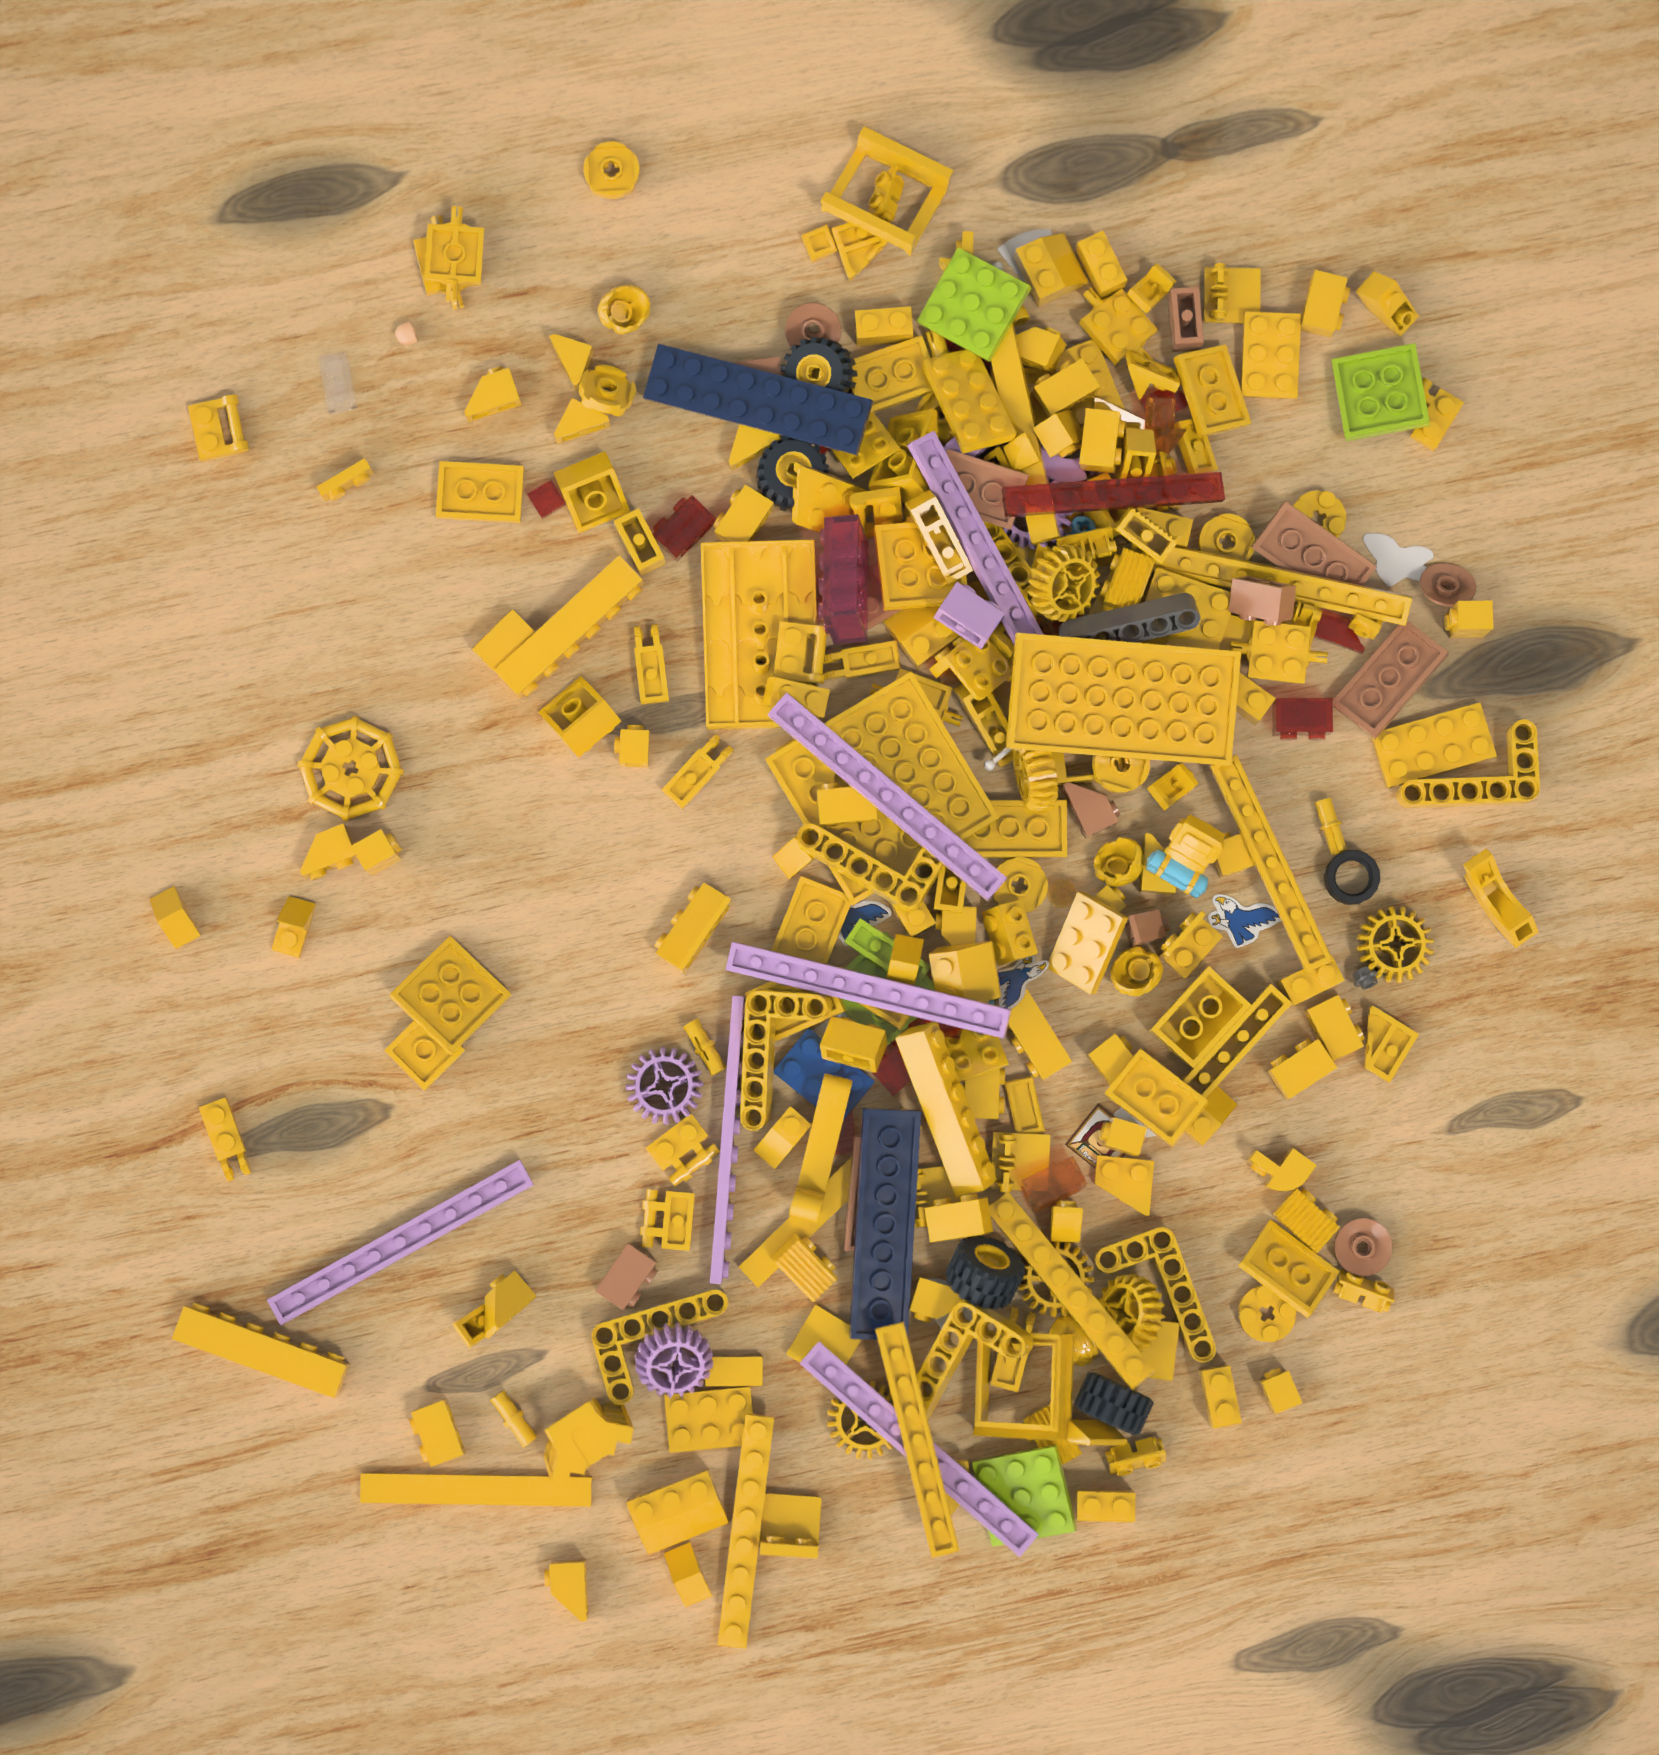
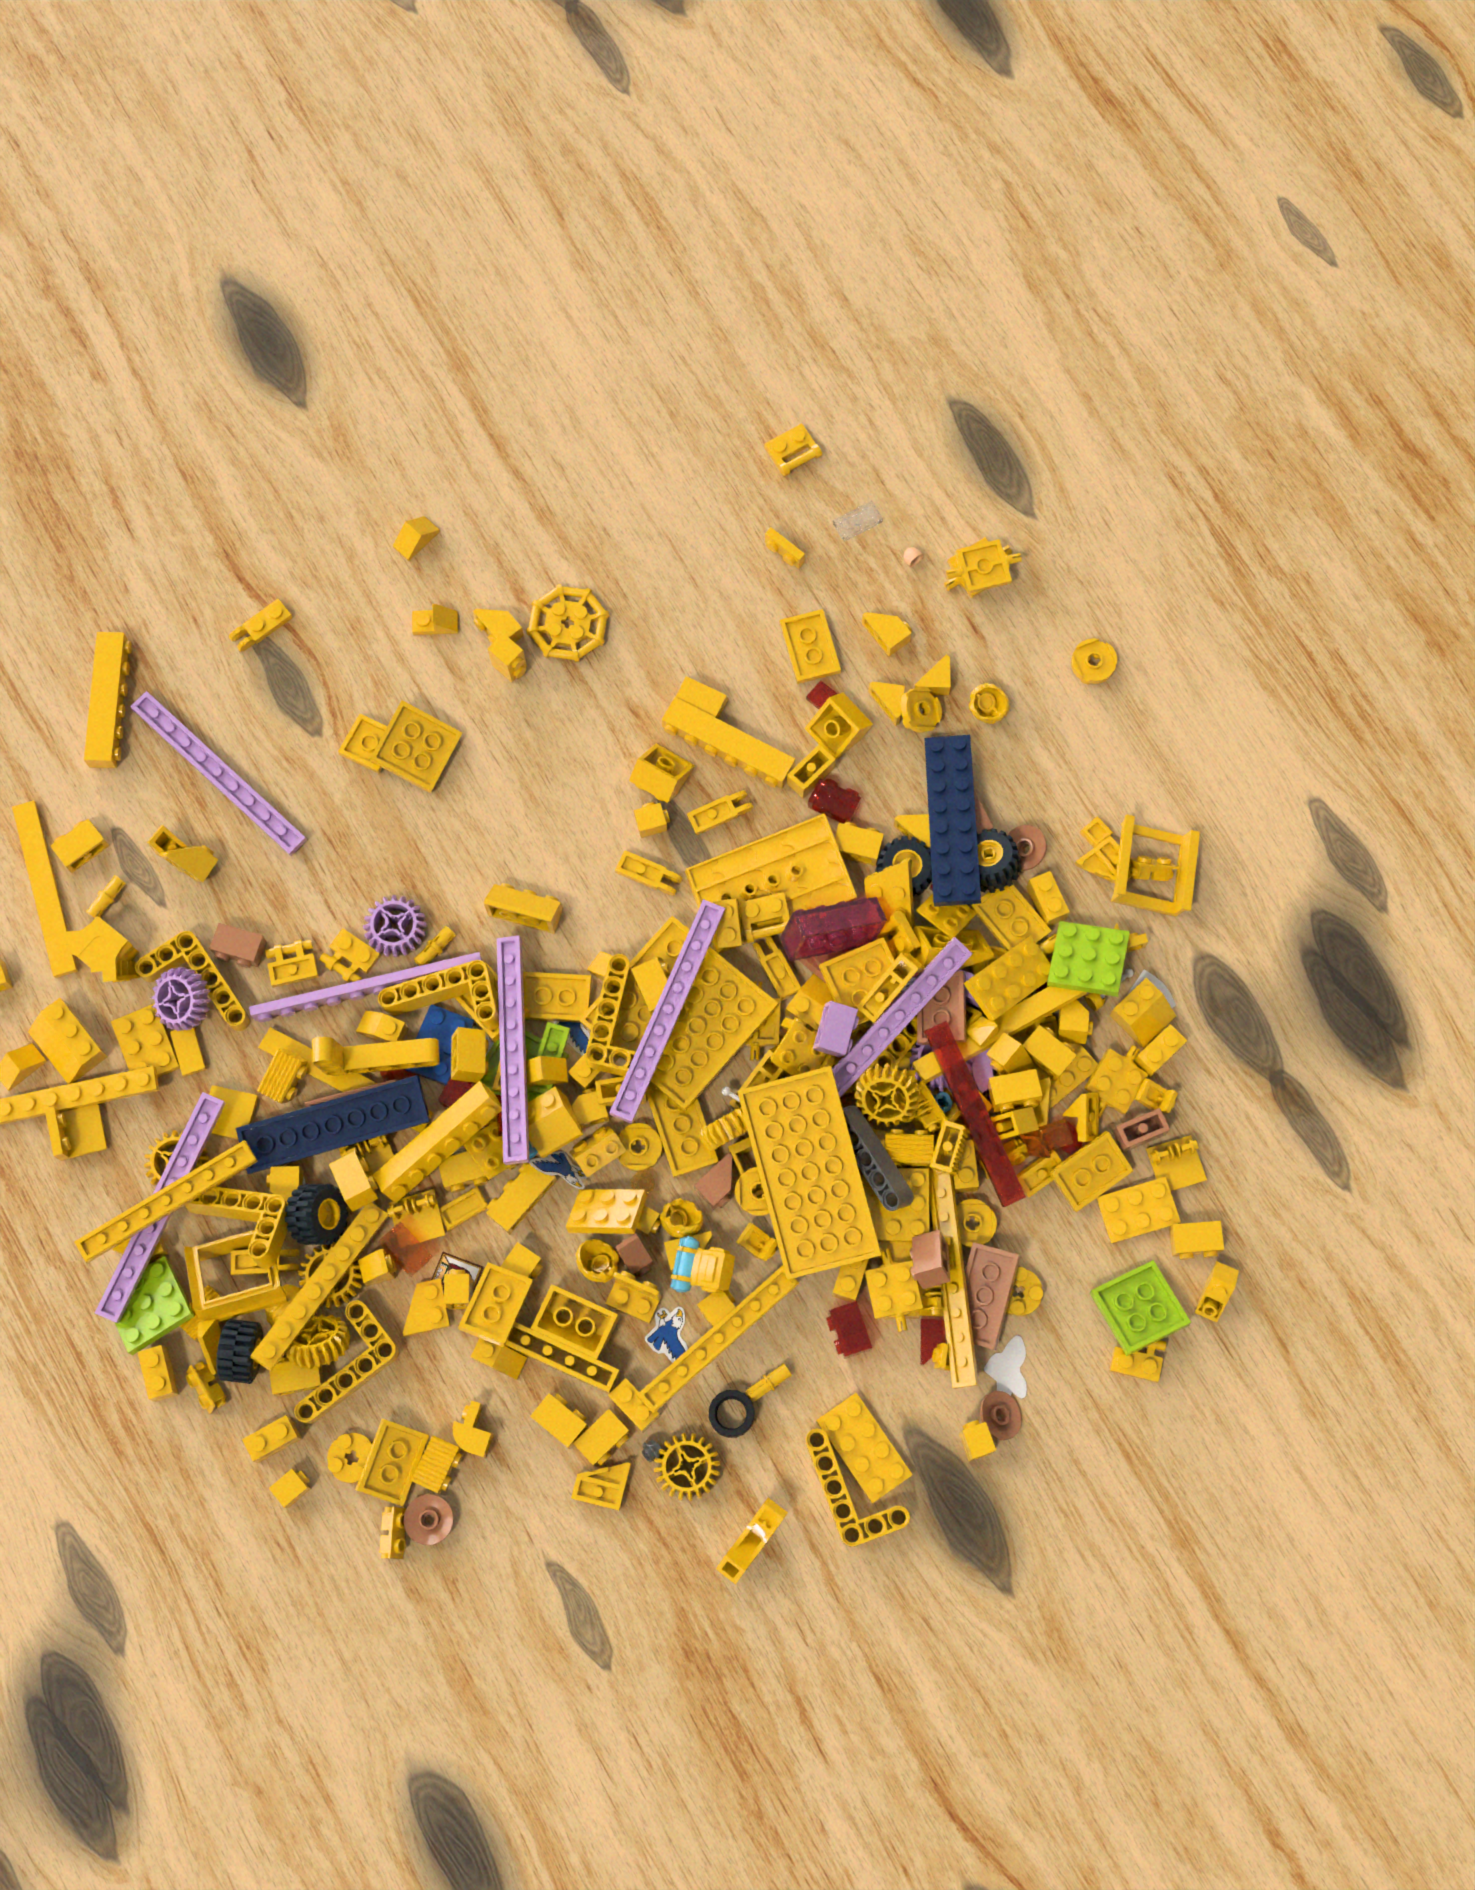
camera: 75 degrees right, 10 degrees down
(1389, 679) = (905, 1392): nougat plate -> none

